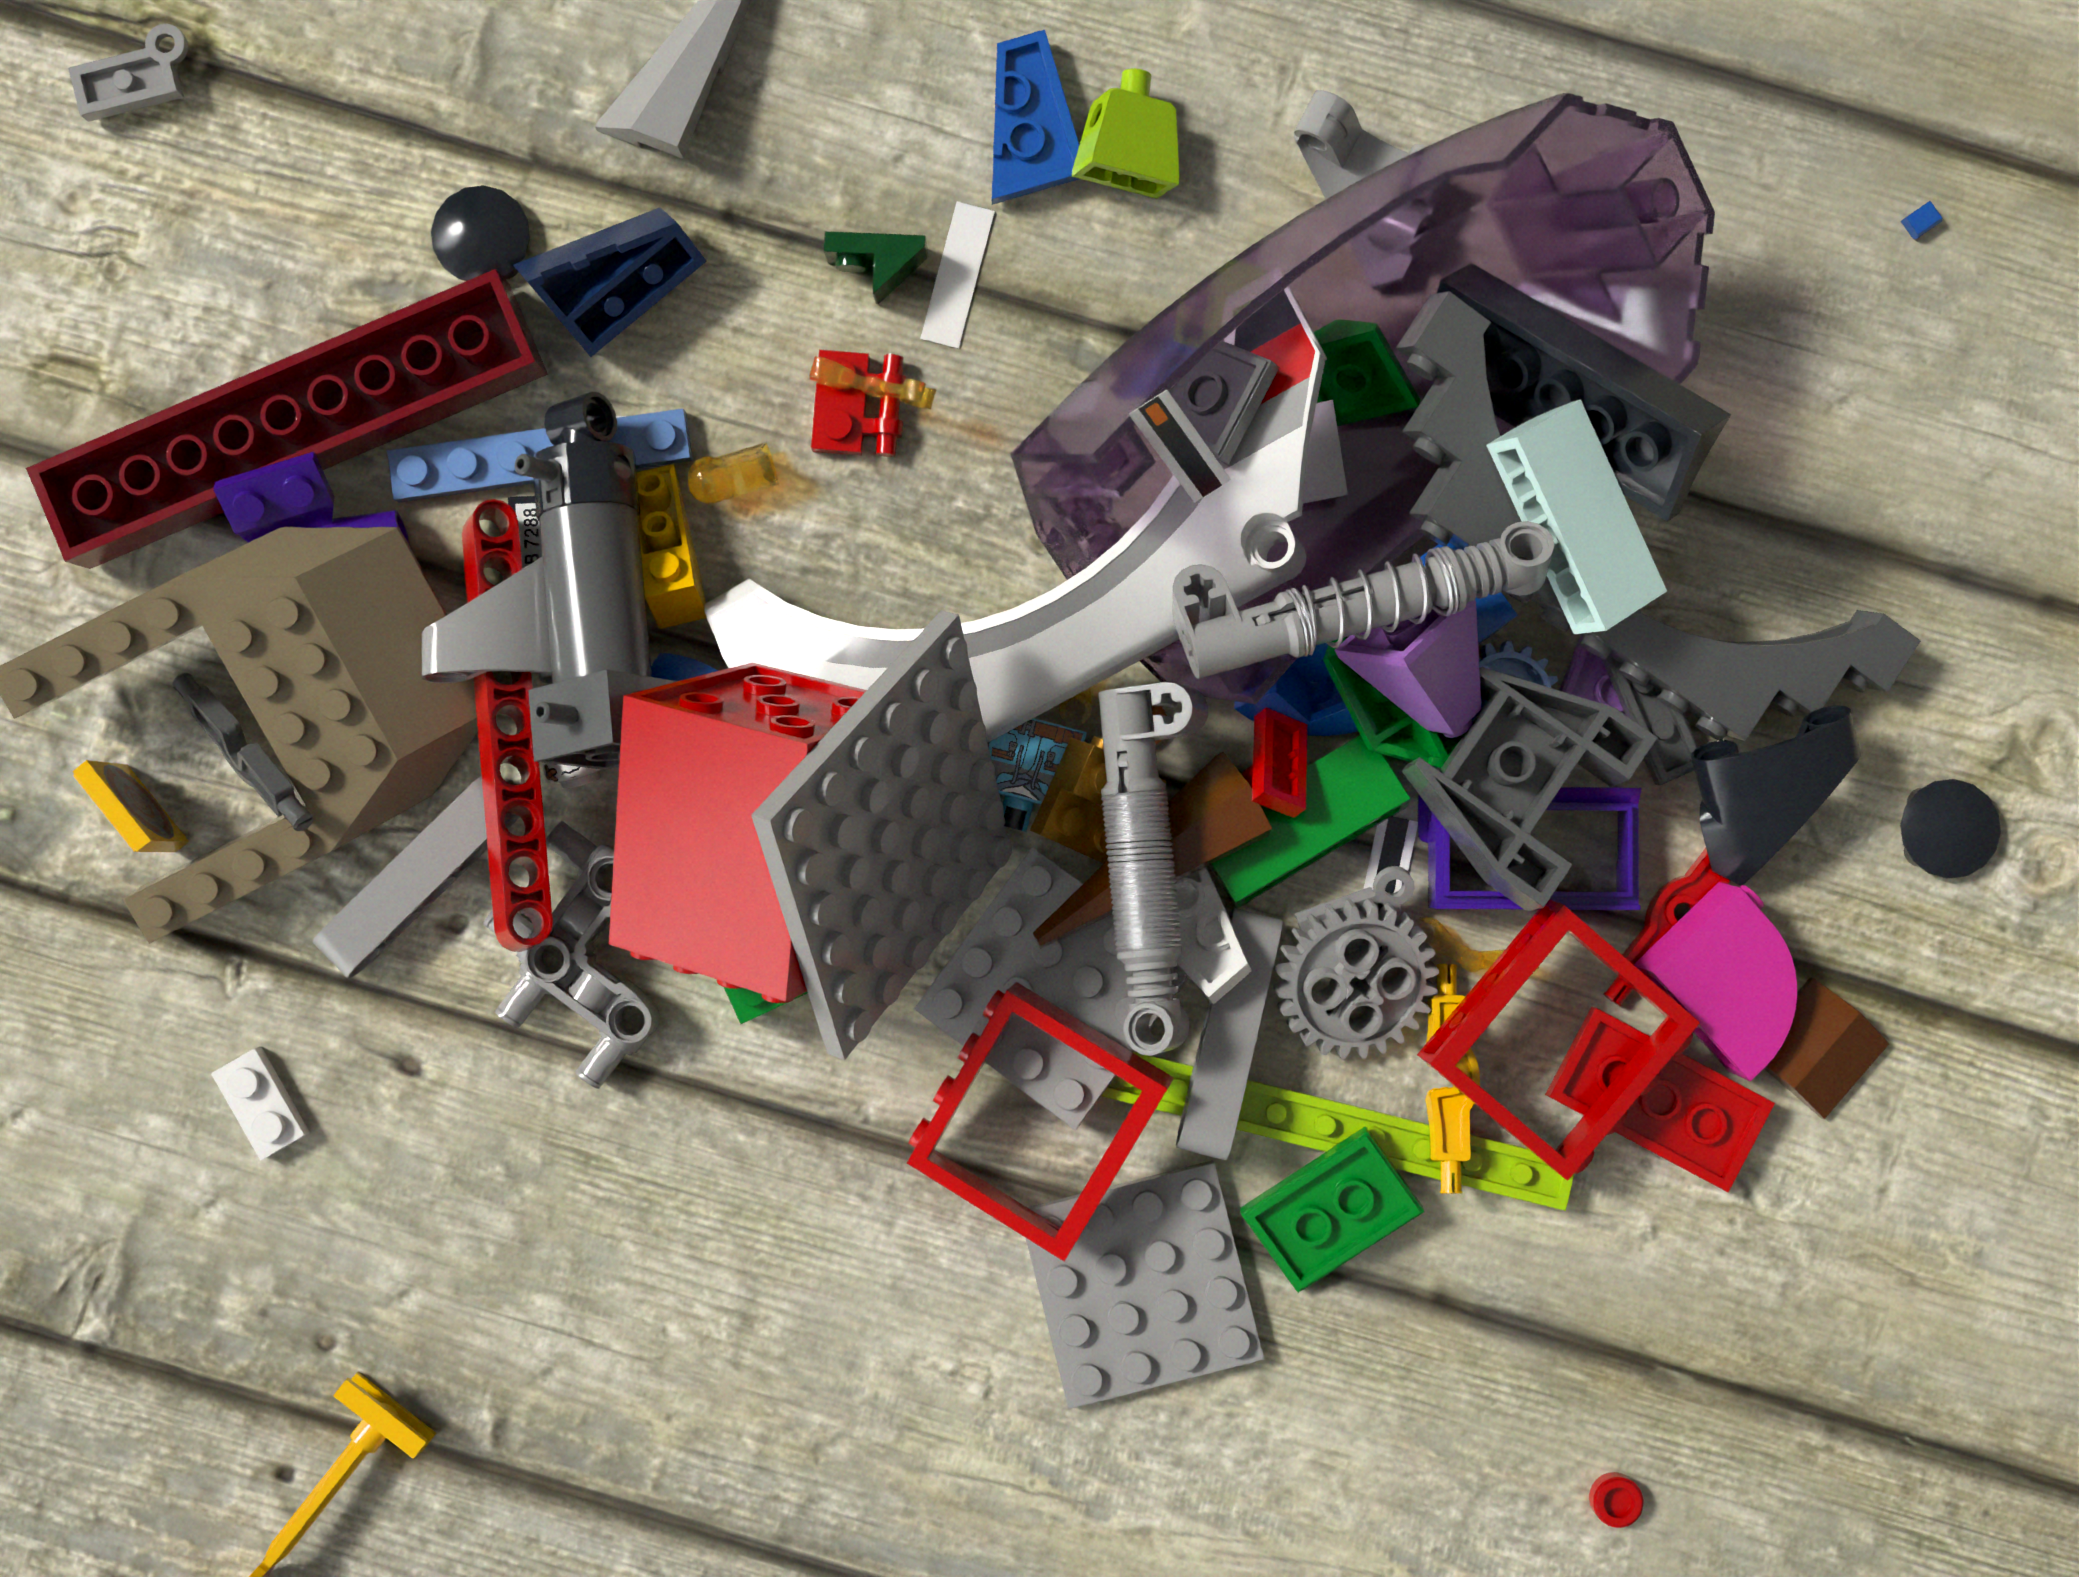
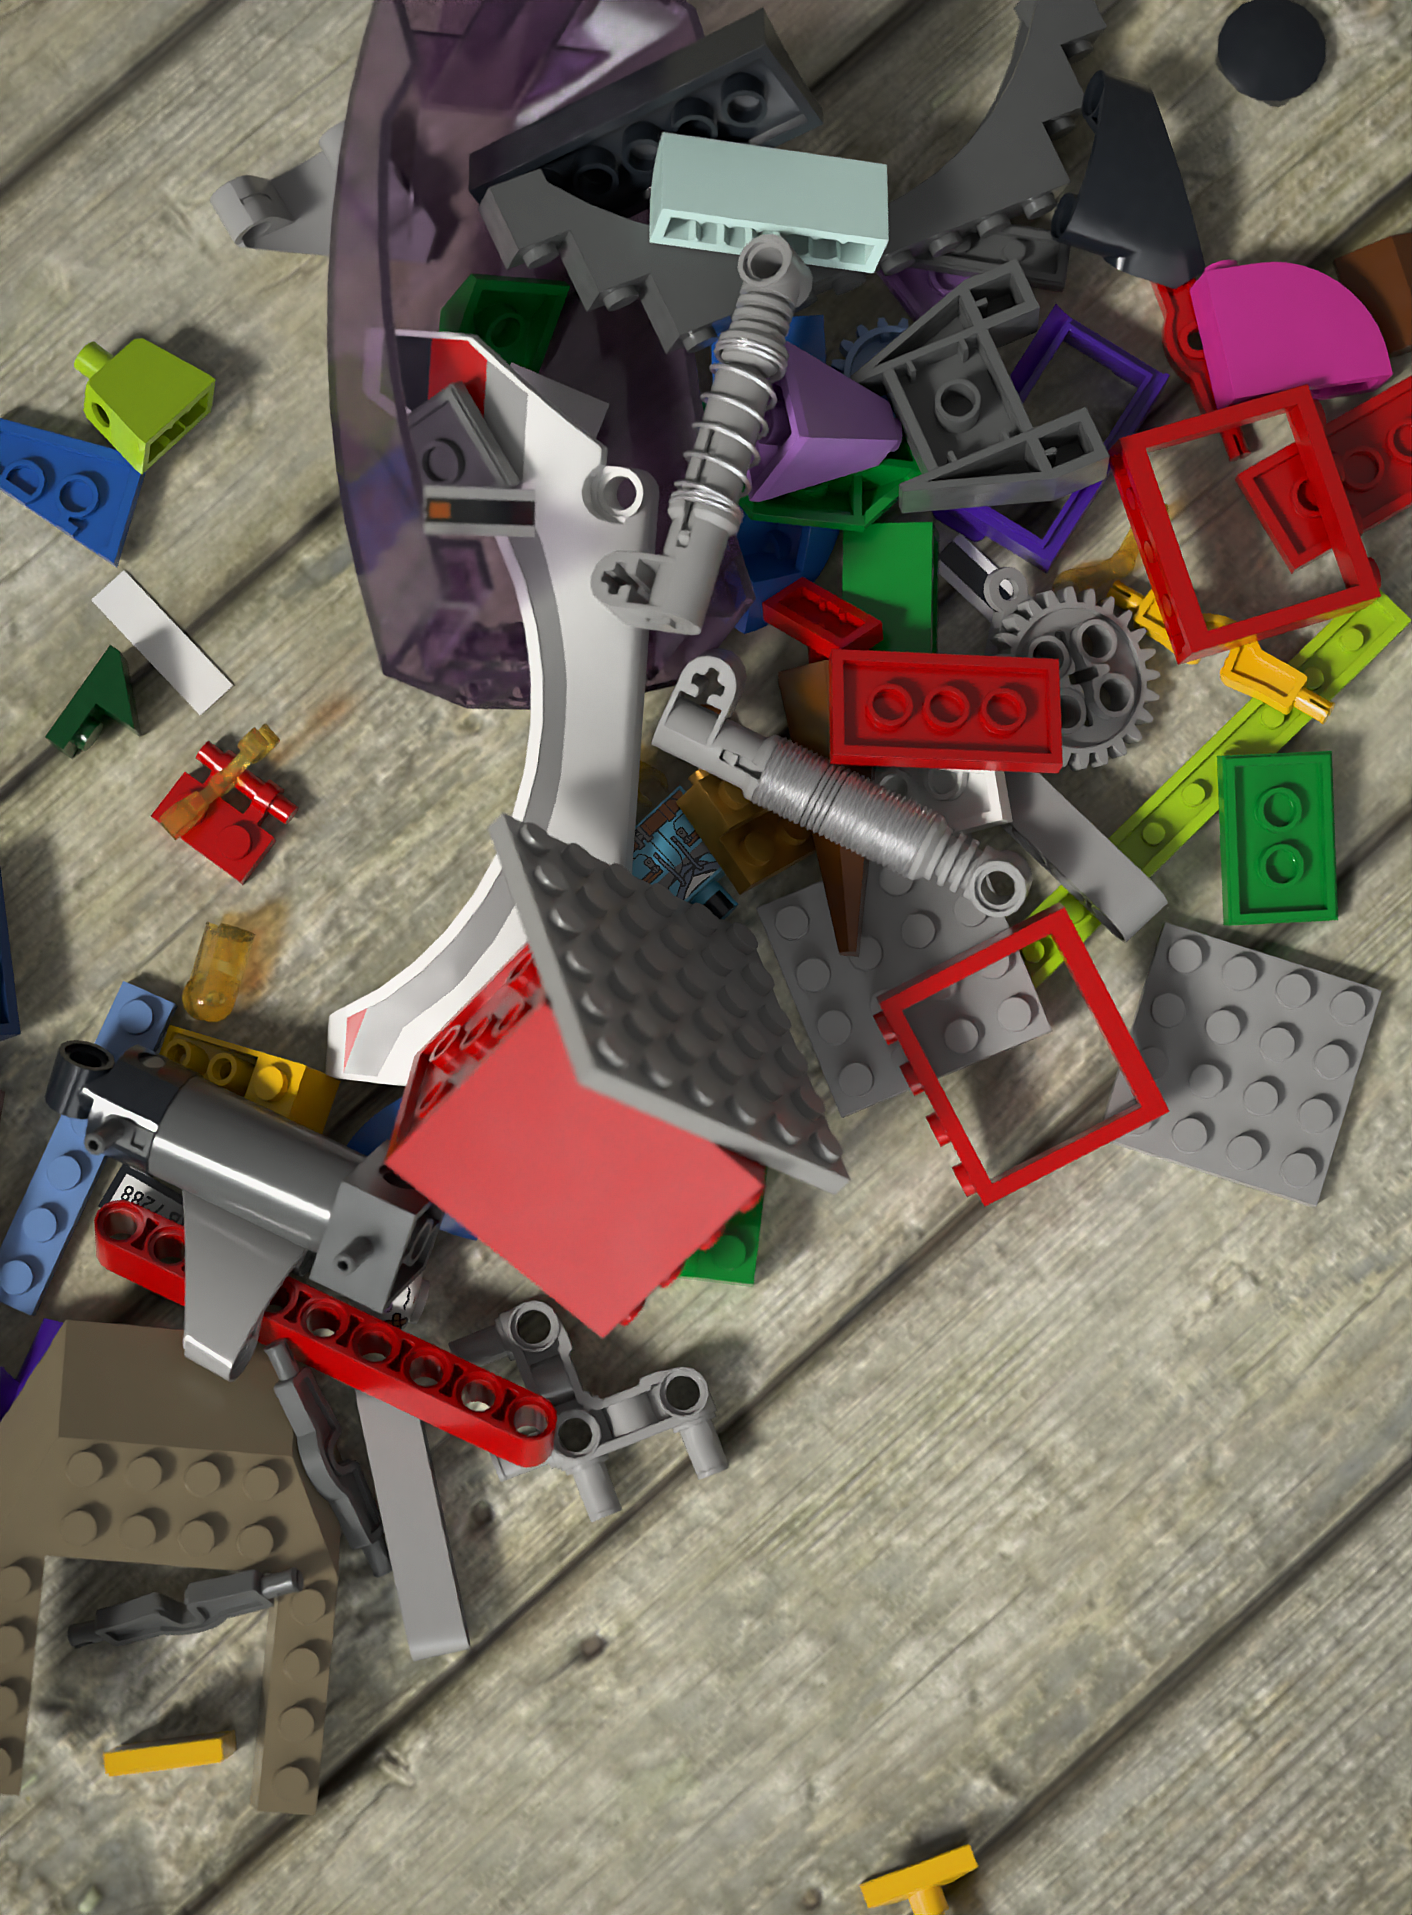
camera: 60 degrees left, 5 degrees down
(260, 1103) = (536, 1815): white plate -> none
(432, 765) = (317, 1434): none -> dark grey piece
(1263, 902) = (945, 711): none -> red plate

